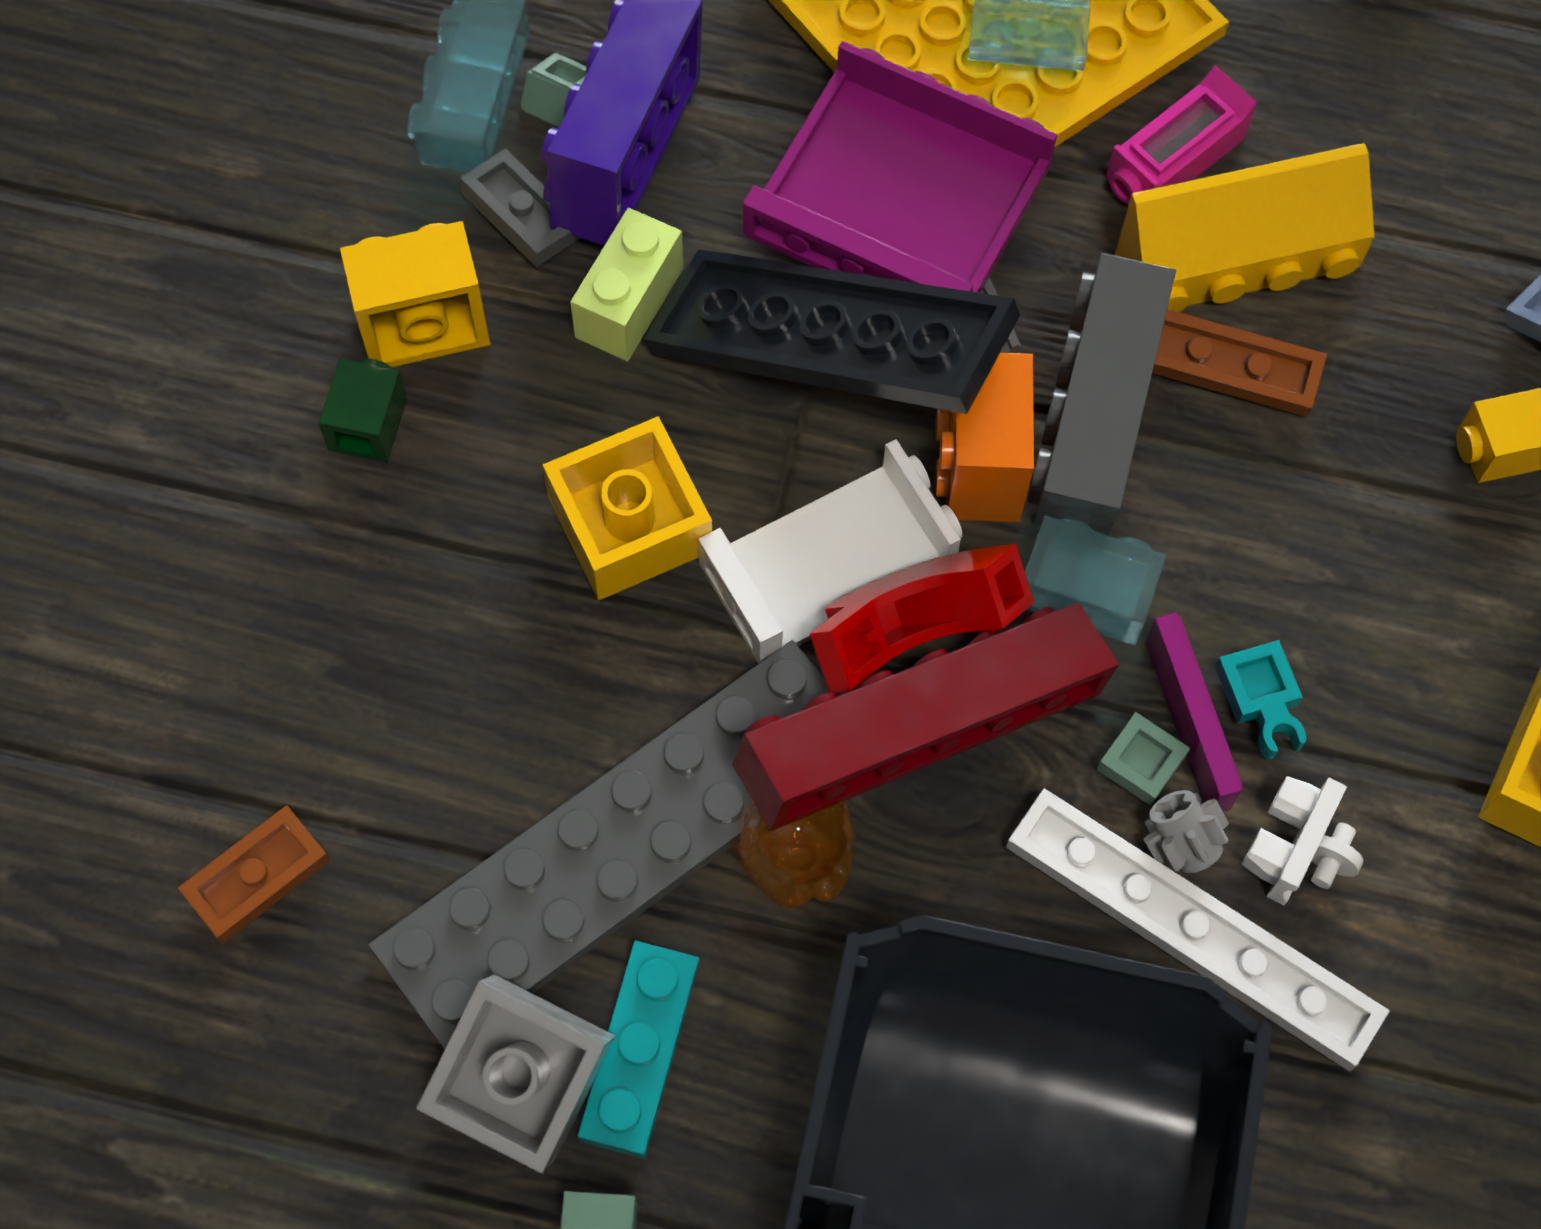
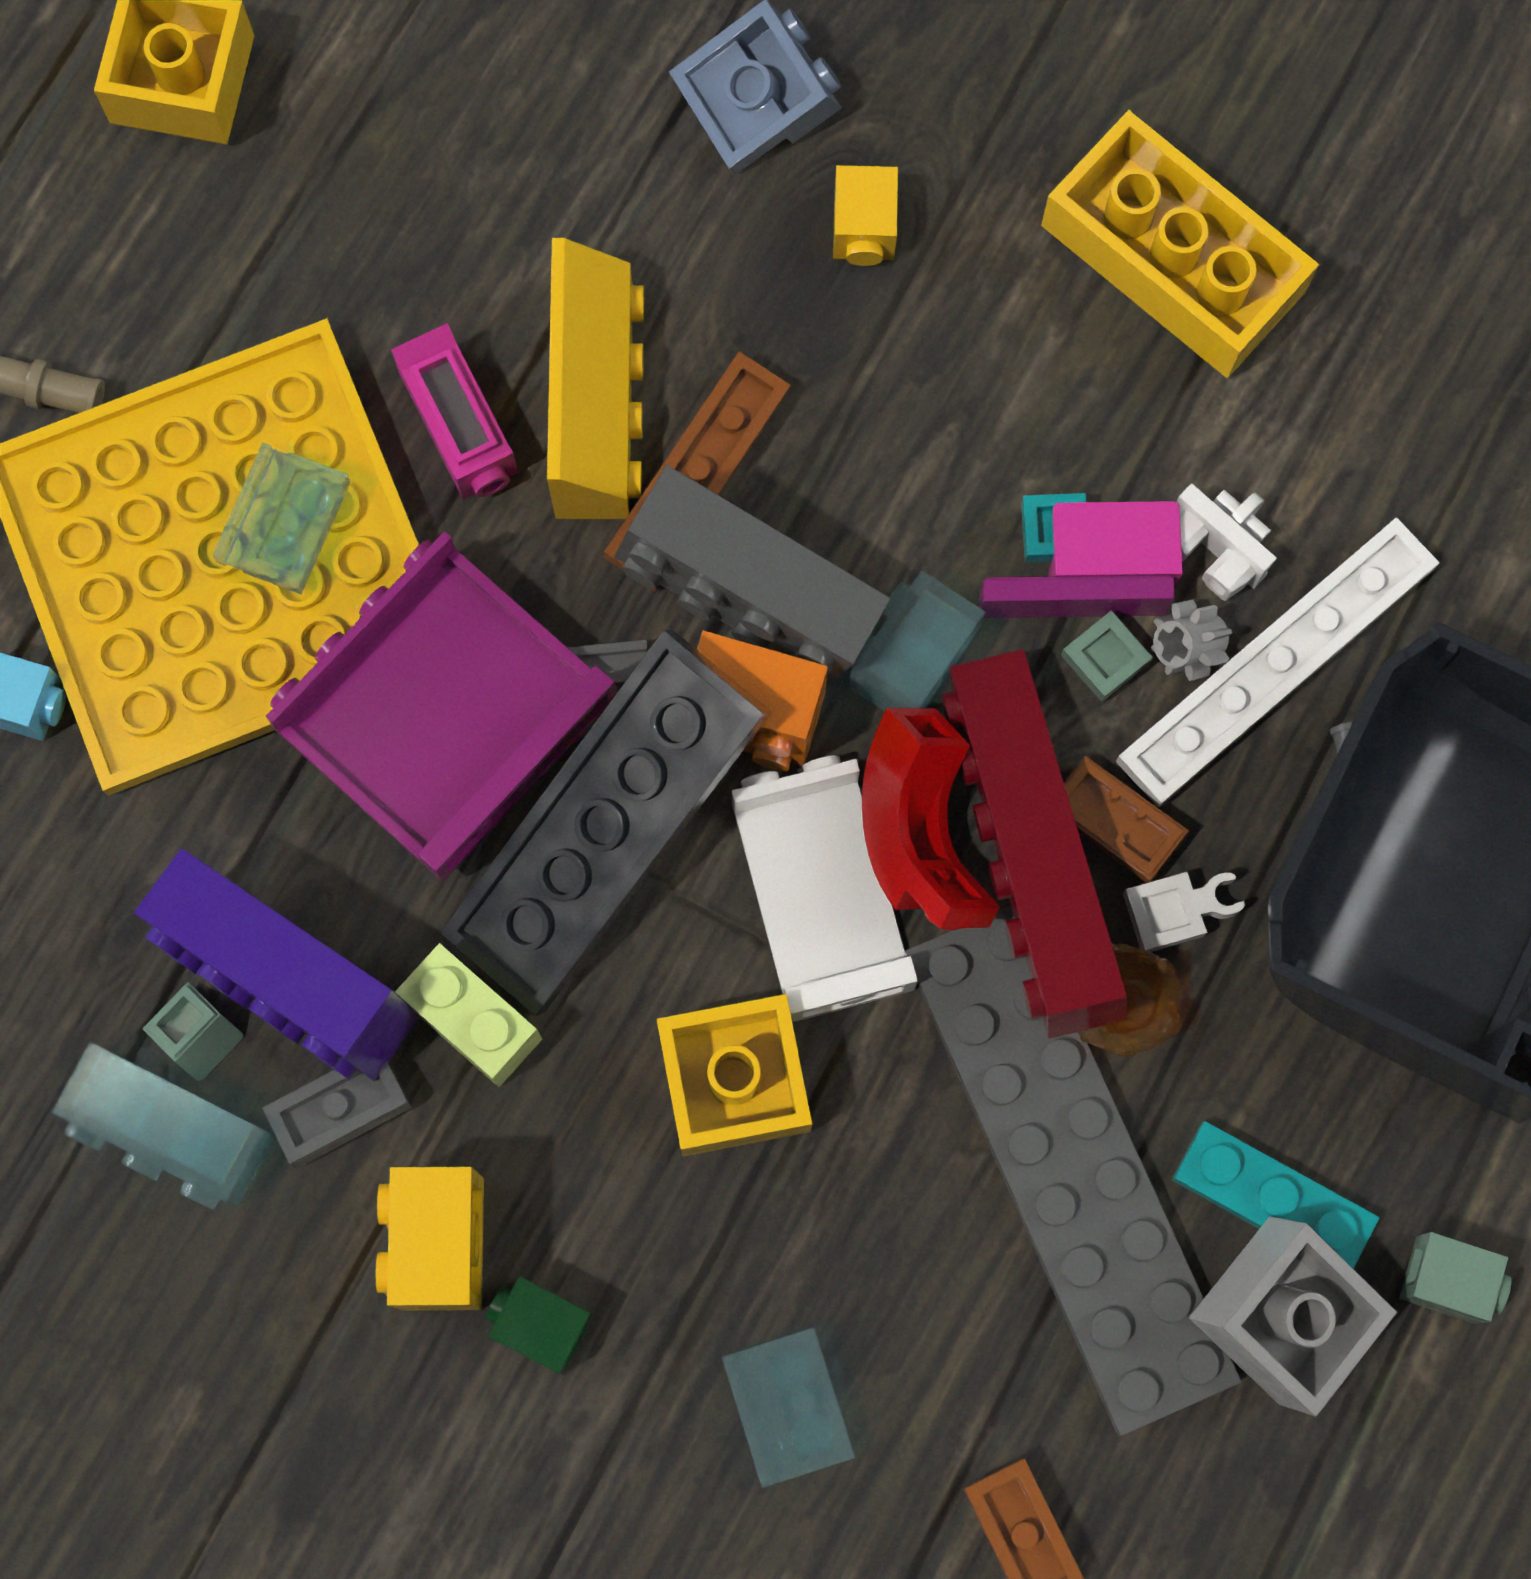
camera: 75 degrees left, 10 degrees up
(333, 636) = (788, 1407): none -> clear light blue plate
(903, 877) = (1172, 912): none -> white plate
(979, 807) = (1121, 821): none -> dark orange plate
(1262, 734) = (1116, 539): none -> dark pink panel

